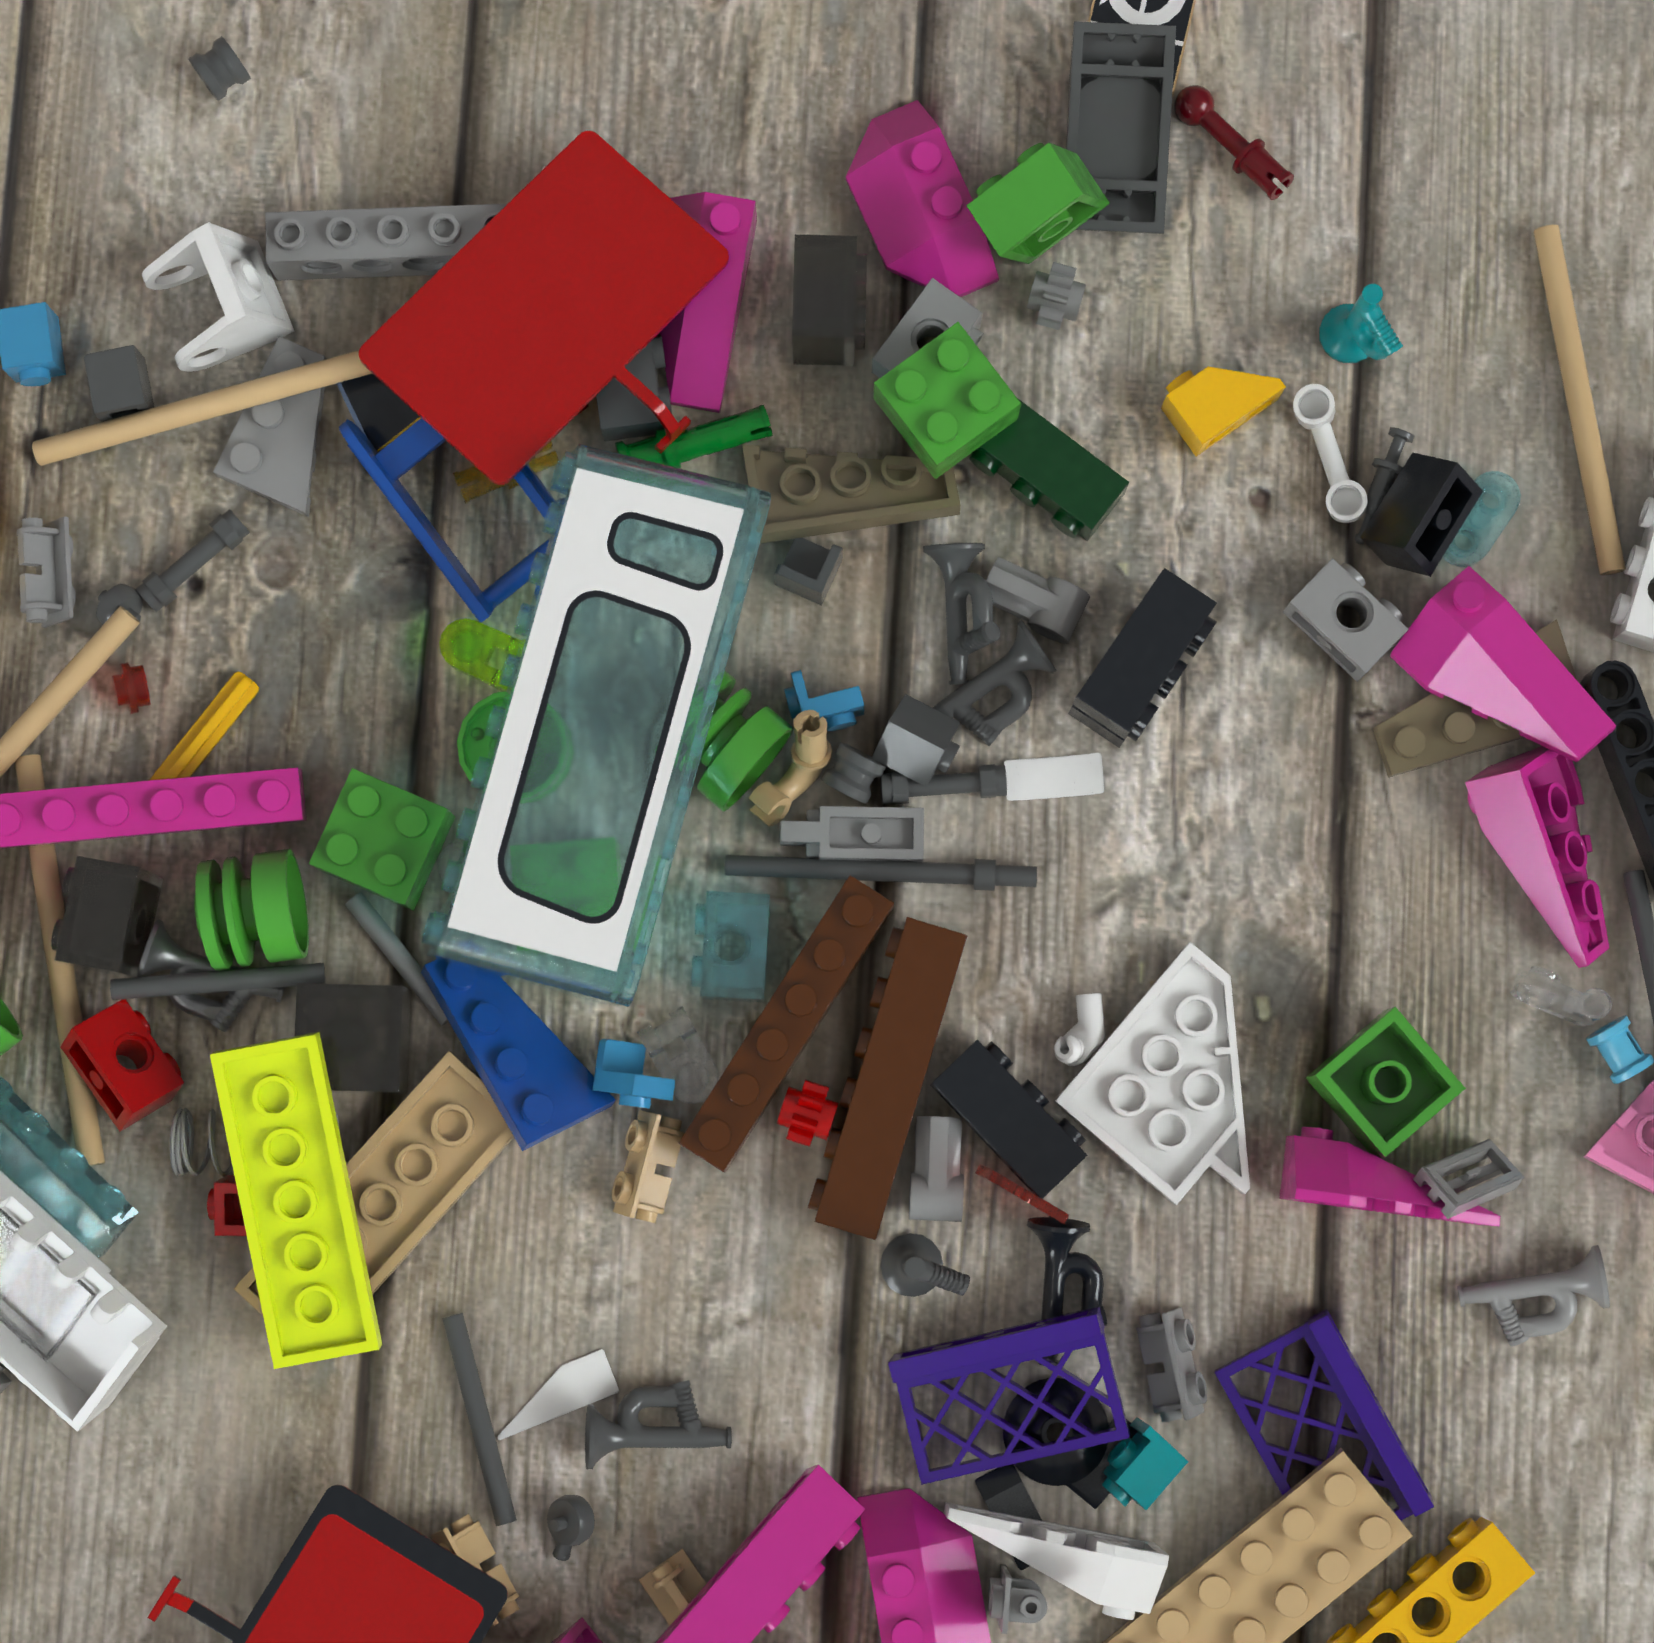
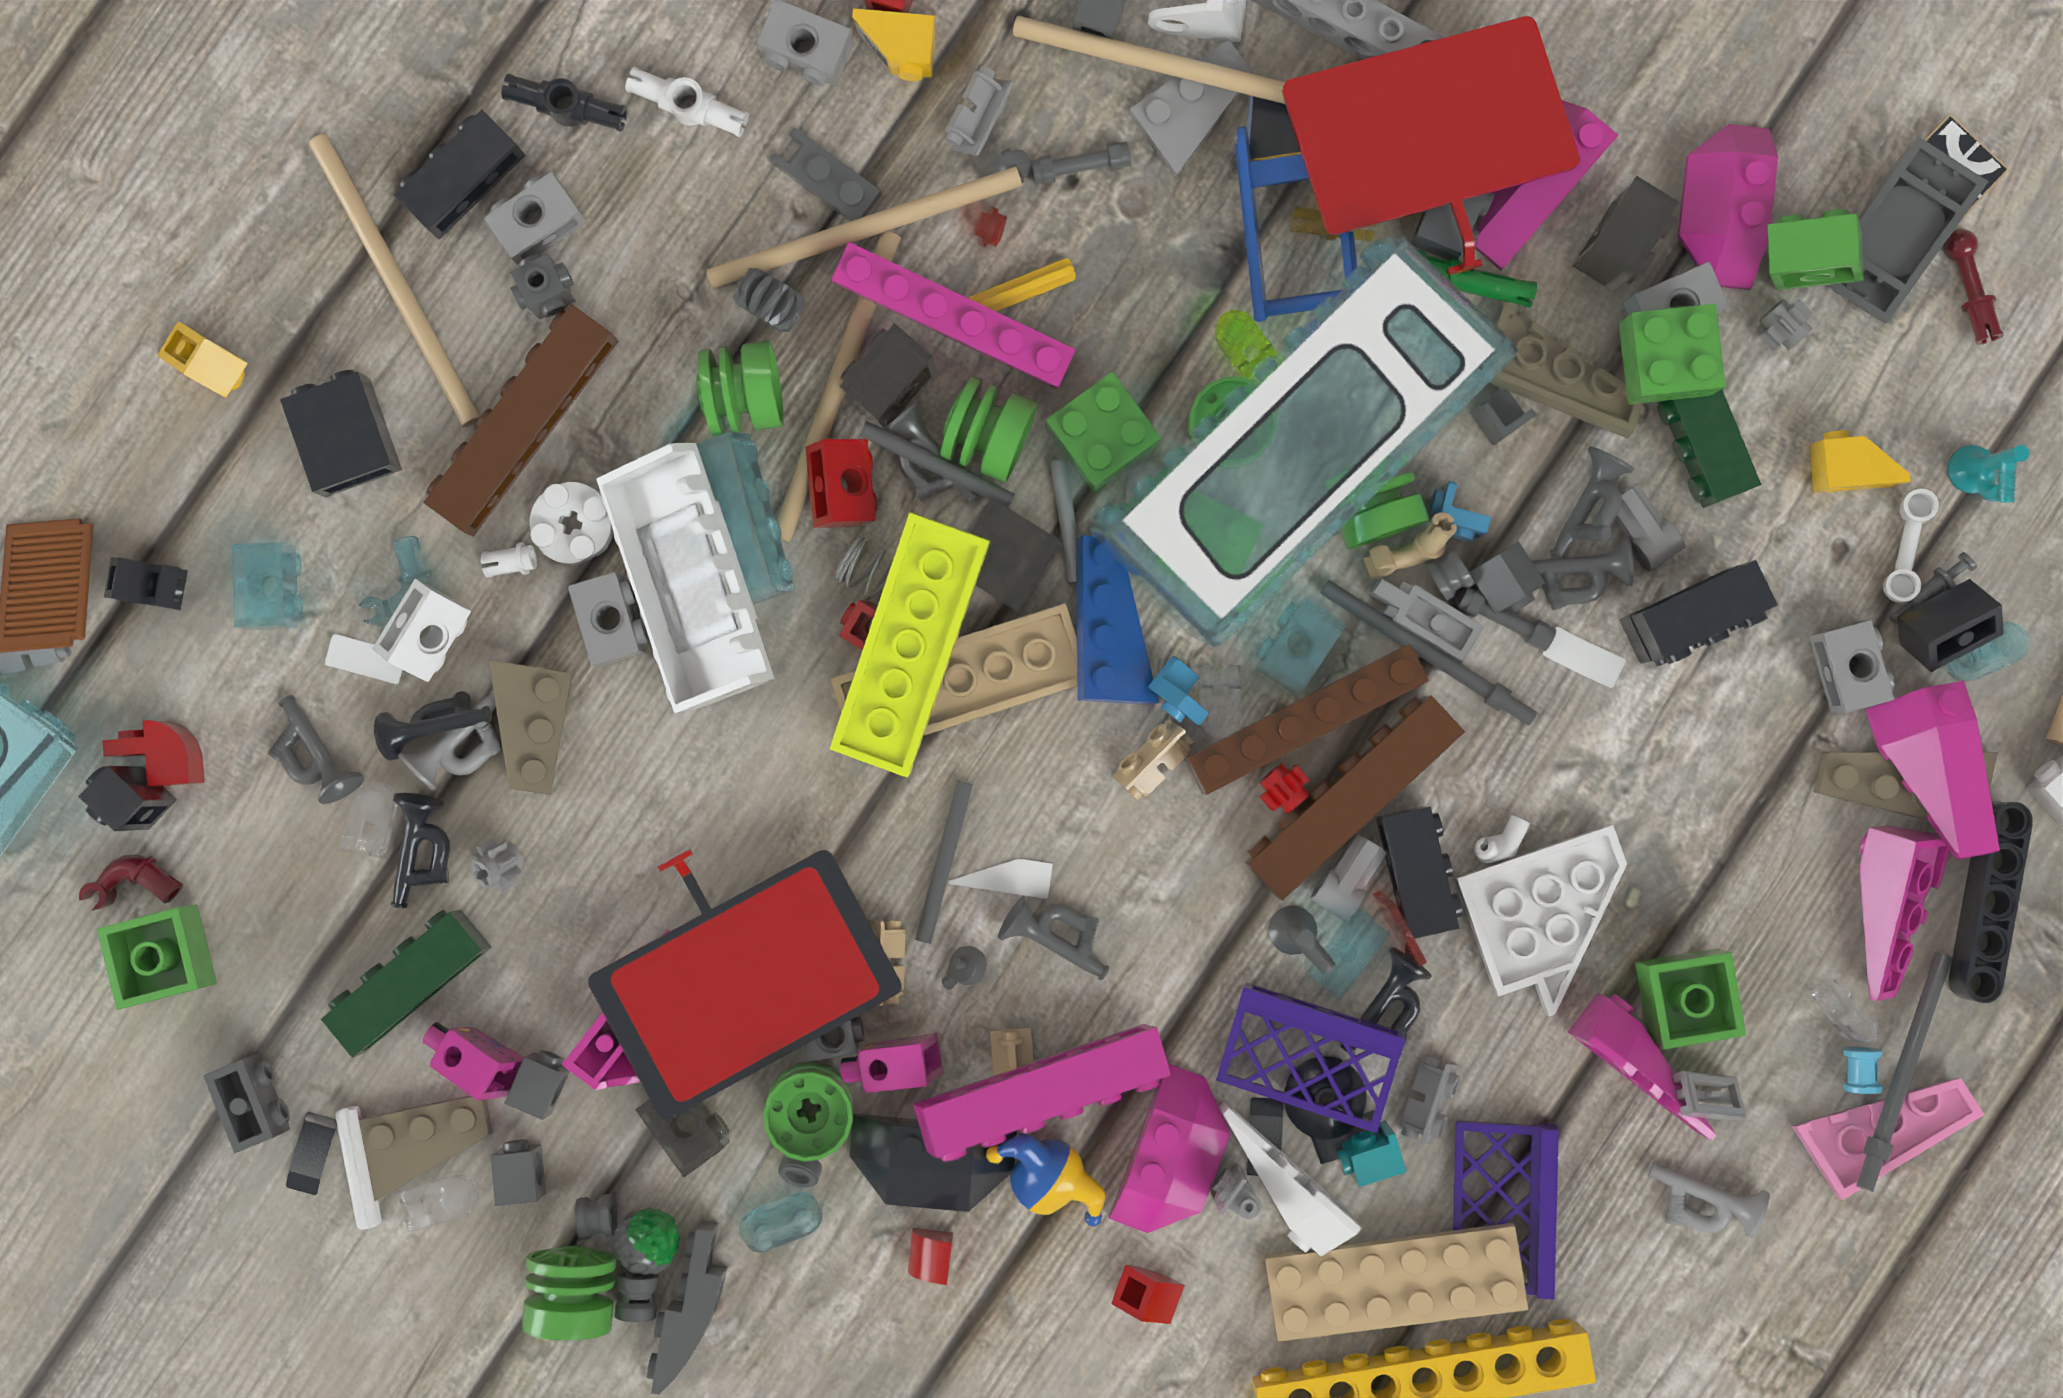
camera: 30 degrees right, 5 degrees up
(987, 1253) = (1351, 950): none -> clear light blue panel

